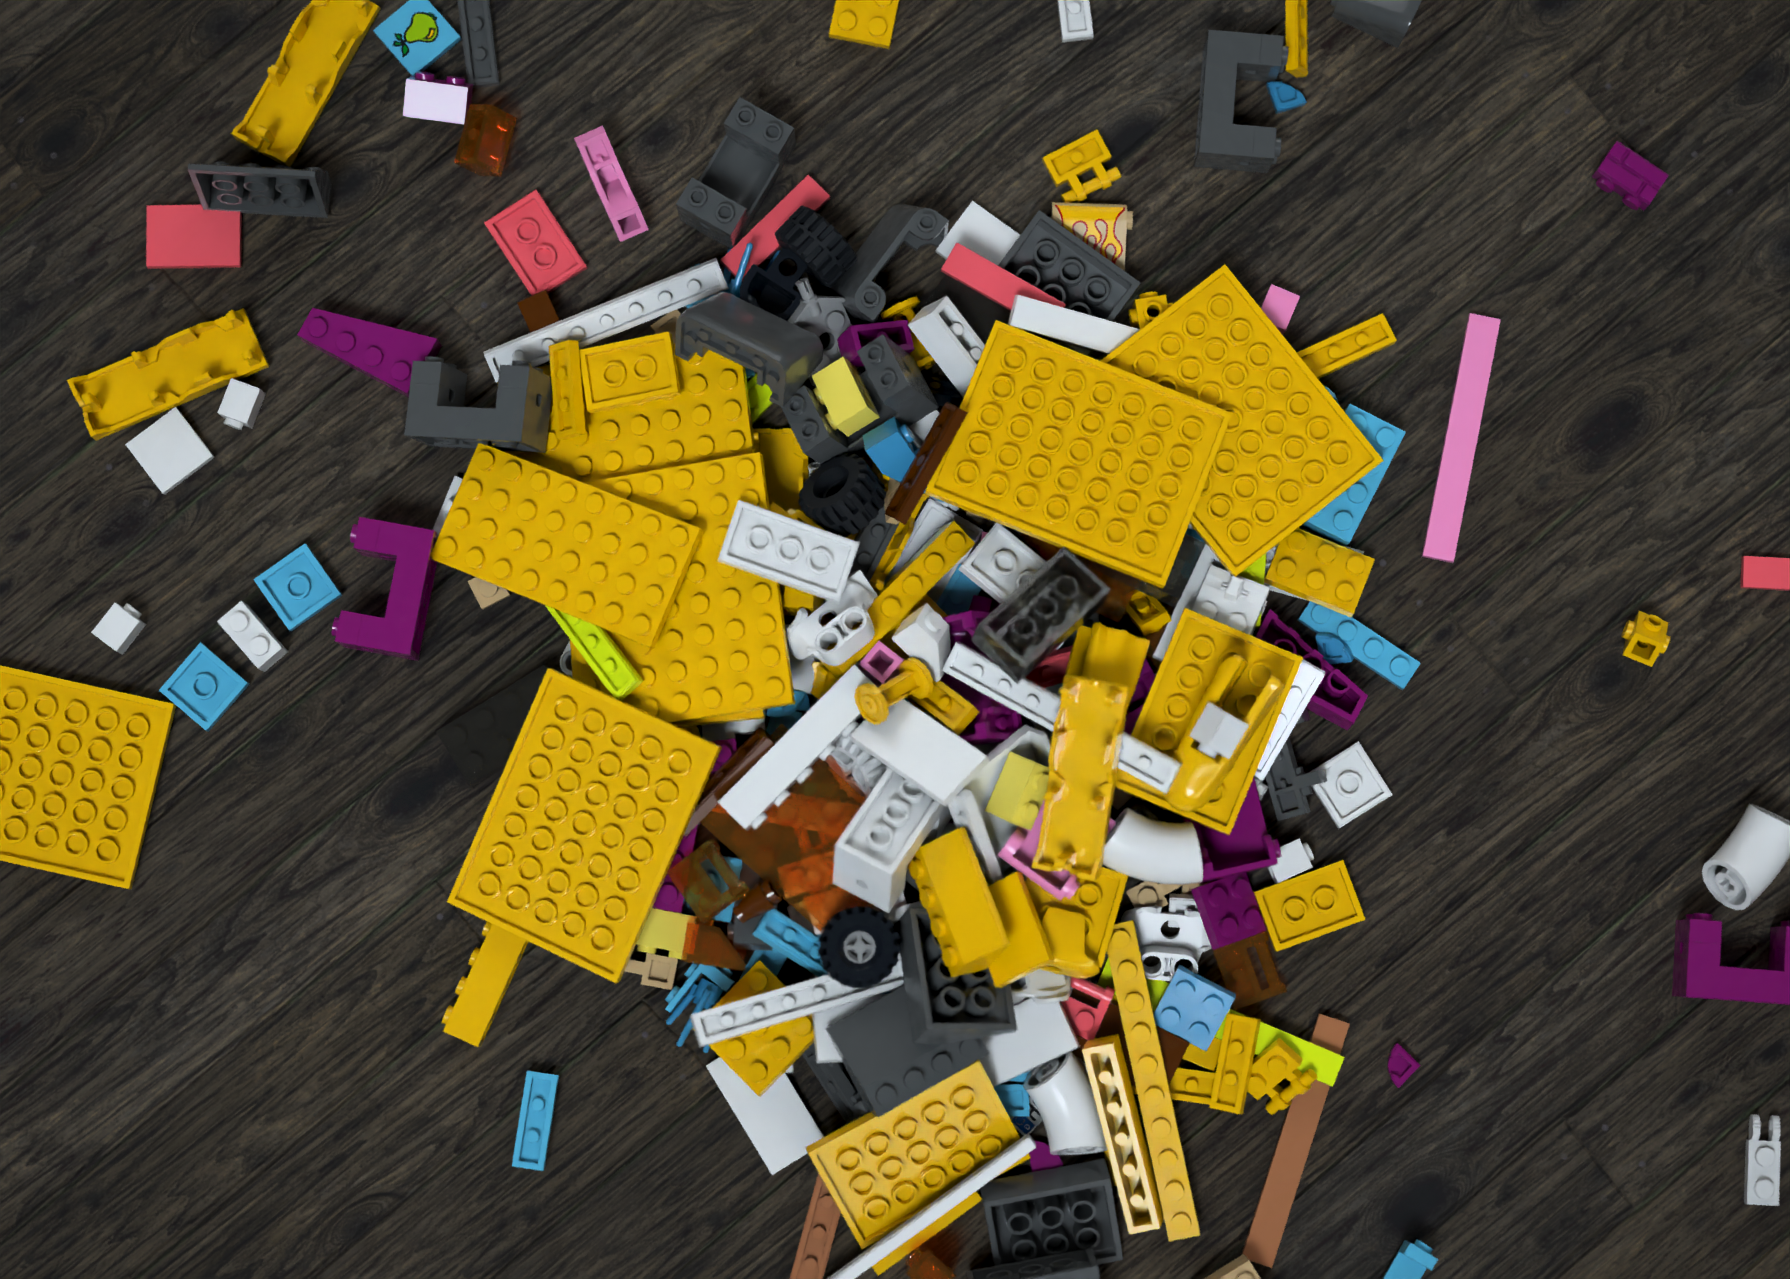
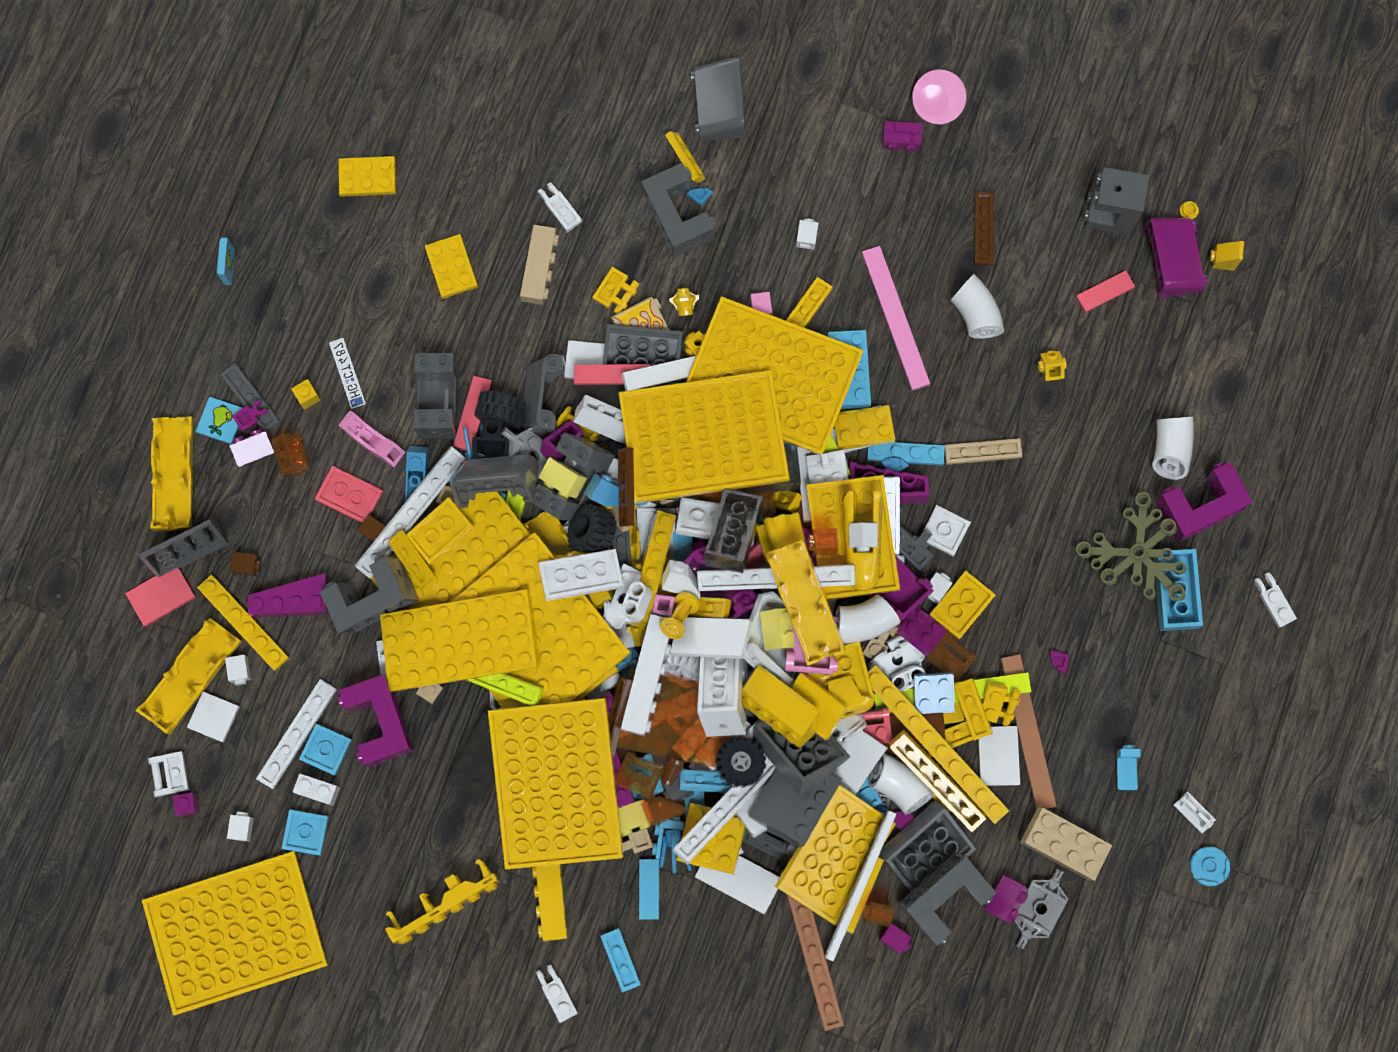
camera: 30 degrees left, 5 degrees down
(63, 552) = (186, 805): none -> magenta brick
(73, 498) = (175, 774): none -> white plate
(271, 542) = (296, 734): none -> white tile
(285, 344) = (243, 622): none -> yellow plate
(335, 260) = (245, 564): none -> reddish brown brick
(348, 902) = (452, 902): none -> yellow piece
(420, 1117) = (557, 995): none -> white hinge
(454, 51) = (247, 418): none -> magenta plate
(556, 65) = (305, 394): none -> yellow brick
(632, 1045) = (648, 889): none -> medium azure tile
(633, 68) = (347, 373): none -> clear sticker
(651, 261) = (416, 468): none -> dark azure slope
(994, 66) = (538, 265): none -> tan brick
(1158, 706) = (823, 542): none -> clear orange brick
(1170, 239) = (684, 301): none -> yellow rock
(1233, 1151) = (999, 757): none -> white tile
(1405, 242) = (807, 234): none -> white brick
(1471, 703) = (983, 451): none -> tan tile
(1587, 495) = (978, 309): none -> white brick
(1613, 1016) = (1153, 568): none -> olive plant
(1631, 1065) = (1185, 613): none -> medium azure brick
(1668, 380) = (984, 228): none -> reddish brown tile
(1718, 150) = (939, 97): none -> bright pink piece

